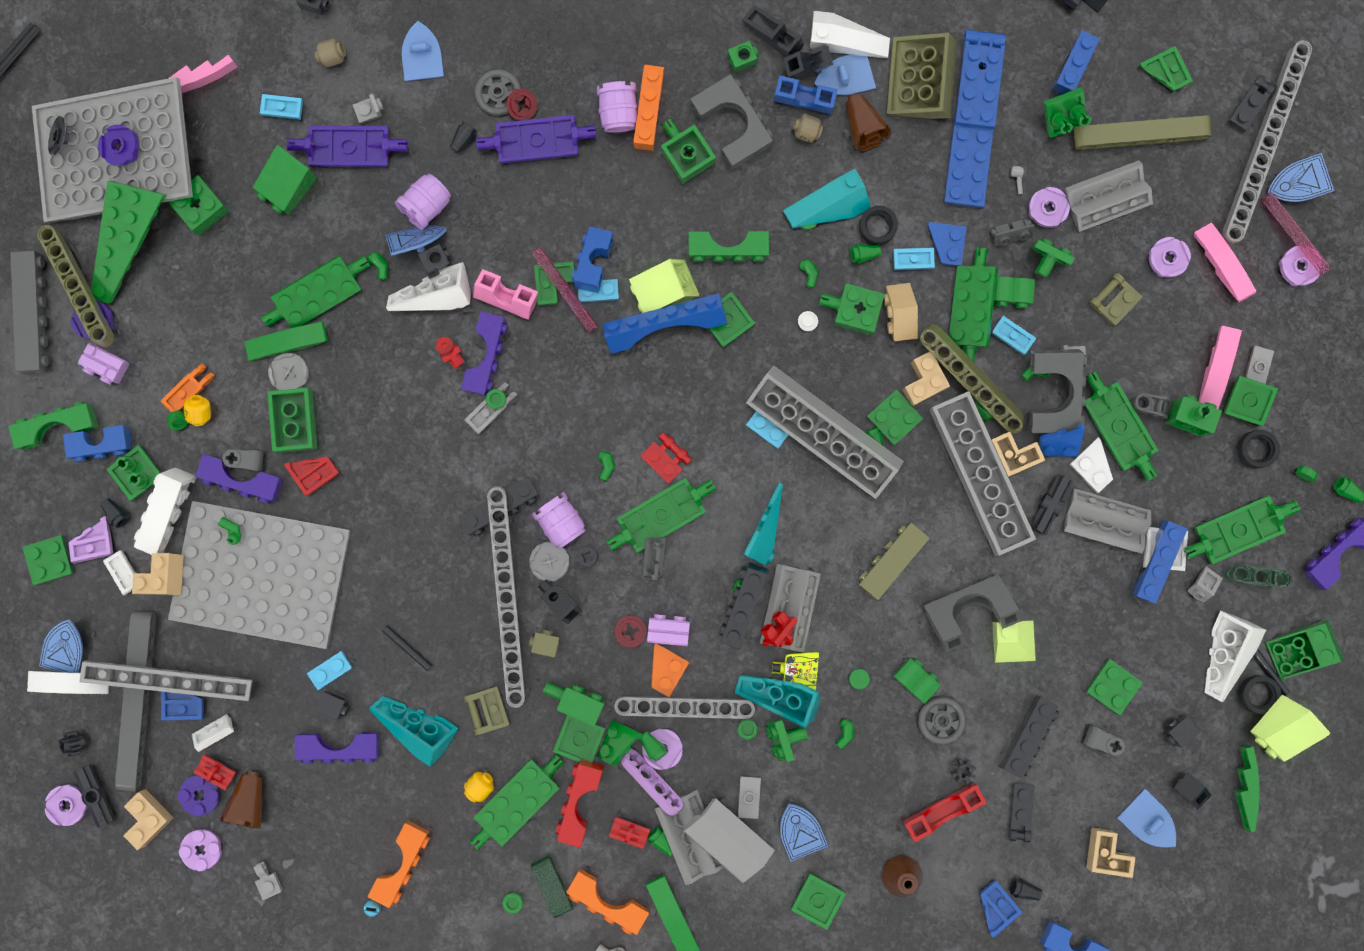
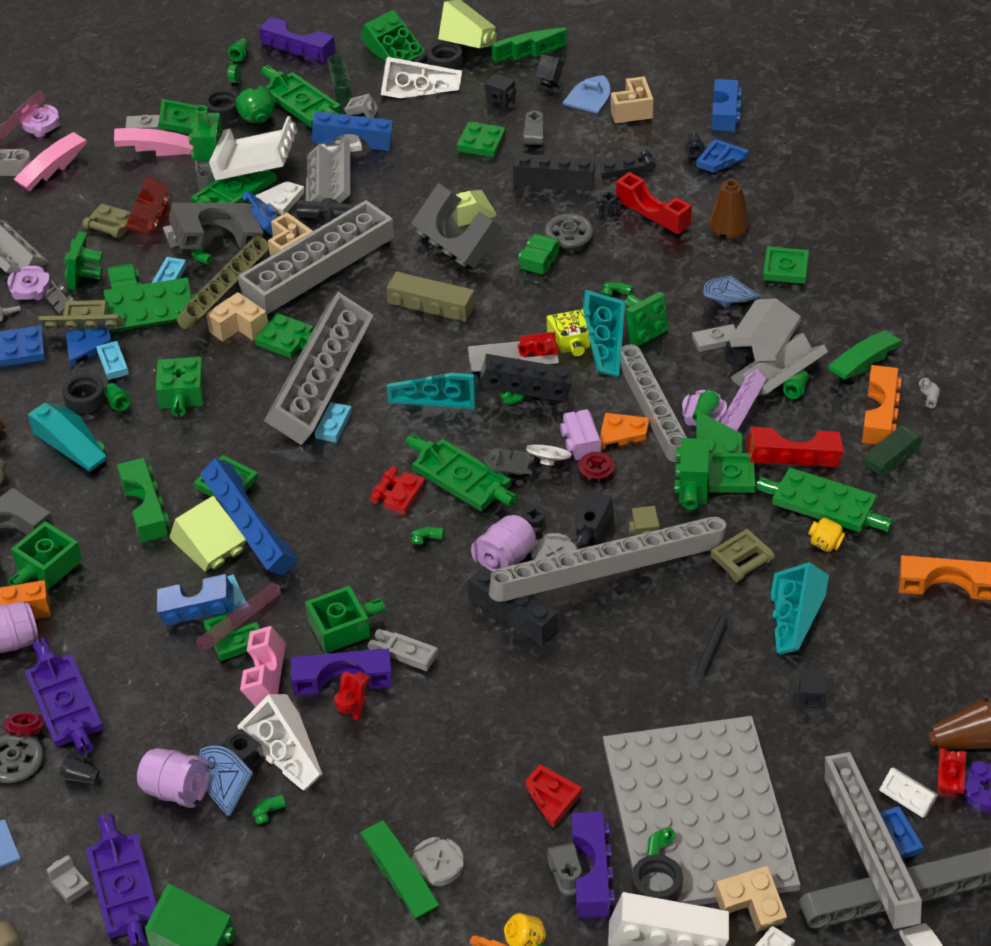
camera: 110 degrees left, 40 degrees down
(213, 515) = (662, 864): none -> black tyre
(292, 420) = (495, 825): green brick -> none
(312, 747) = (842, 647): dark purple arch -> none
(316, 292) = (327, 858): green plate -> none
(329, 670) = (774, 708): medium azure plate -> none
(496, 399) = (391, 639): green tile -> none
(512, 902) = (929, 480): green tile -> none
(532, 378) = (340, 618): none -> green brick
(629, 832) = (802, 407): red hips -> none
(661, 600) = (548, 454): none -> white dish
(747, 729) = (652, 356): green tile -> none
(807, 321) = (206, 421): white plate -> none
(812, 272) = (153, 430): green arm -> none
(859, 678) = (558, 294): green tile -> none
(902, 312) = (170, 343): tan brick -> none
(971, 244) = (83, 315): none -> olive bracket
(1131, 348) = (148, 206): none -> clear red arch
(1154, 454) = (251, 153): none -> white panel
(1173, 247) = (65, 198): lavender plate -> none
(1235, 479) = (255, 105): none -> green cylinder

